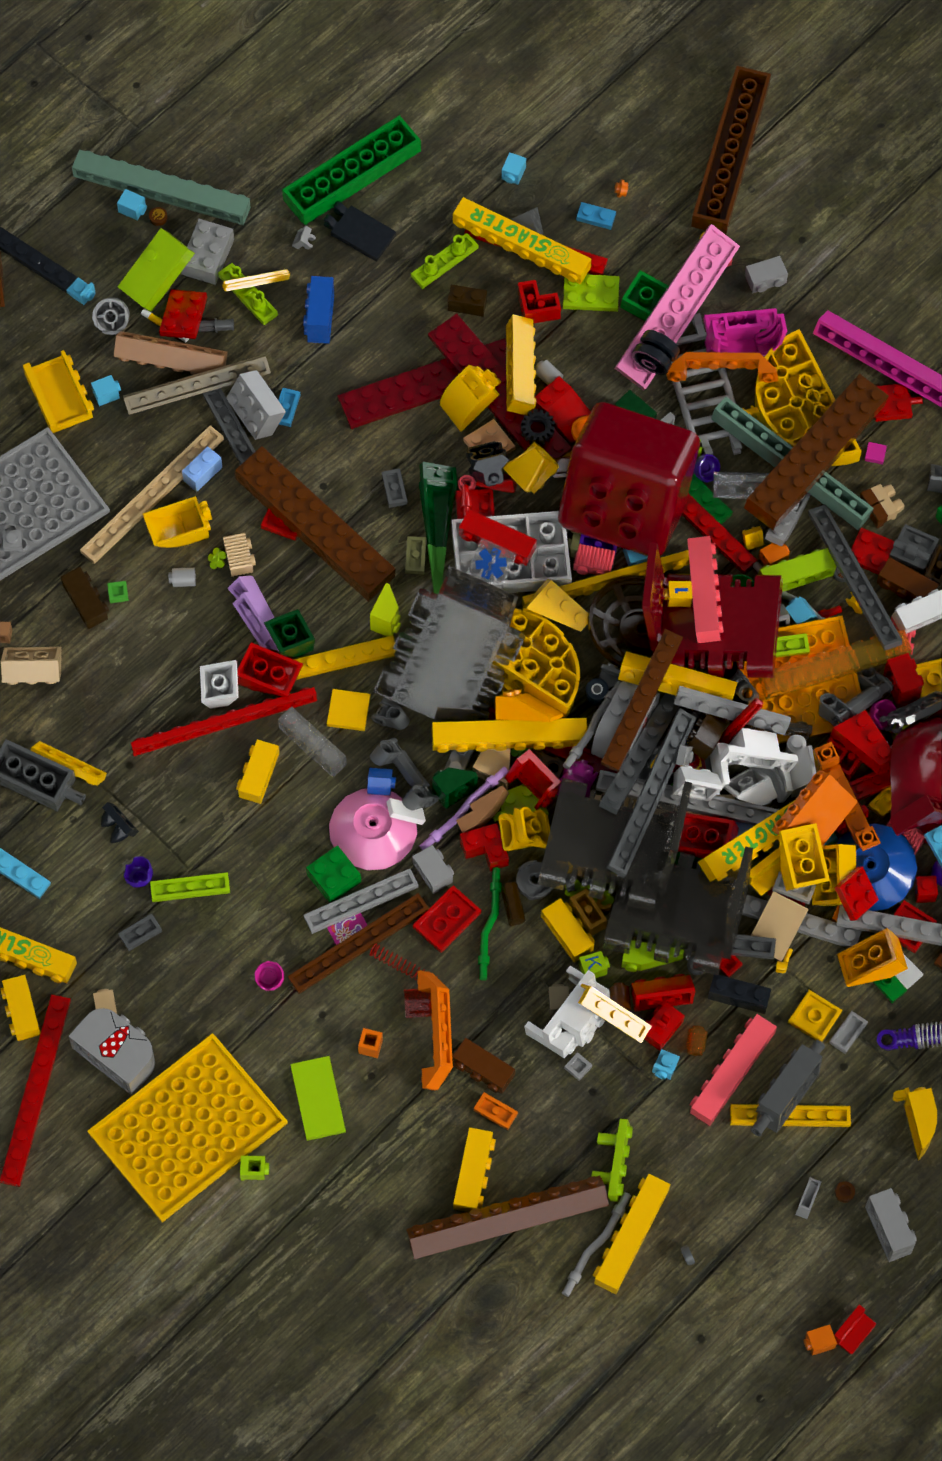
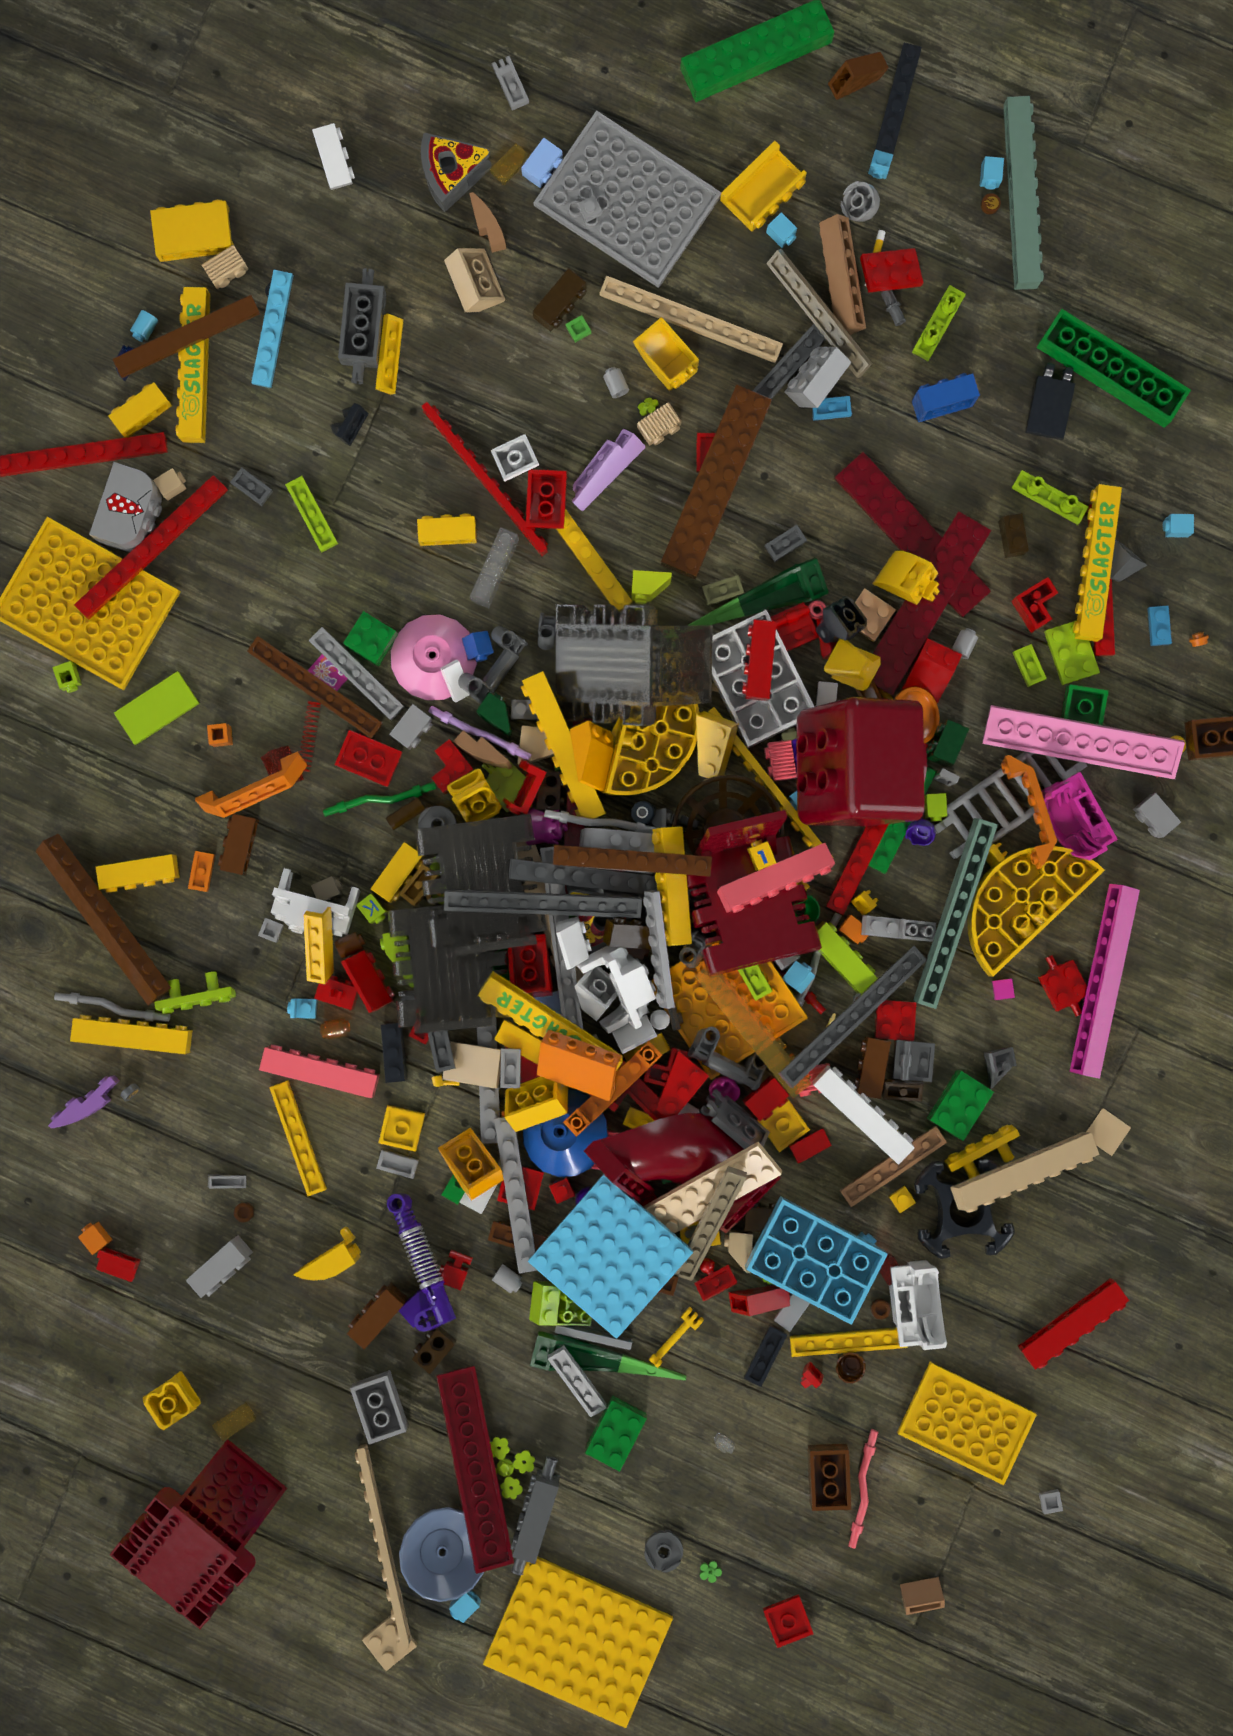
camera: 70 degrees right, 20 degrees up
(138, 872) = (306, 461): dark purple hair -> none
(156, 270) = (924, 223): lime brick -> none
(160, 1044) = (150, 547): none -> red plate
(202, 469) = (733, 354): light blue brick -> none
(211, 247) = (968, 265): light grey brick -> none
(256, 280) = (954, 324): yellow axle -> none
(269, 975) = (251, 619): dark pink hair -> none
(291, 634) = (590, 503): dark green slope -> none
(302, 237) = (1020, 350): light grey tile -> none
(348, 710) = (542, 589): yellow tile -> none
(491, 563) = (730, 664): clear tile -> none
(520, 365) = (958, 613): yellow brick -> none
(540, 417) = (897, 643): black tyre -> none
(547, 502) = (826, 693): none -> white tile
(589, 329) = (1029, 665): none -> lime plate
(655, 352) = (1018, 737): black wheel -> none
(685, 755) = (594, 921): light grey plate -> none
(687, 1309) = (80, 1109): none -> medium lavender slope
(736, 484) = (916, 881): clear brick -> none
(746, 715) = (649, 962): red axle -> none
(788, 1088) = (312, 1131): dark grey brick -> none
(802, 857) = (529, 1069): yellow slope -> none
(816, 452) = (970, 934): reddish brown brick -> none
(856, 893) = (522, 1129): red plate -> none
(883, 507) = (954, 1008): hips -> none

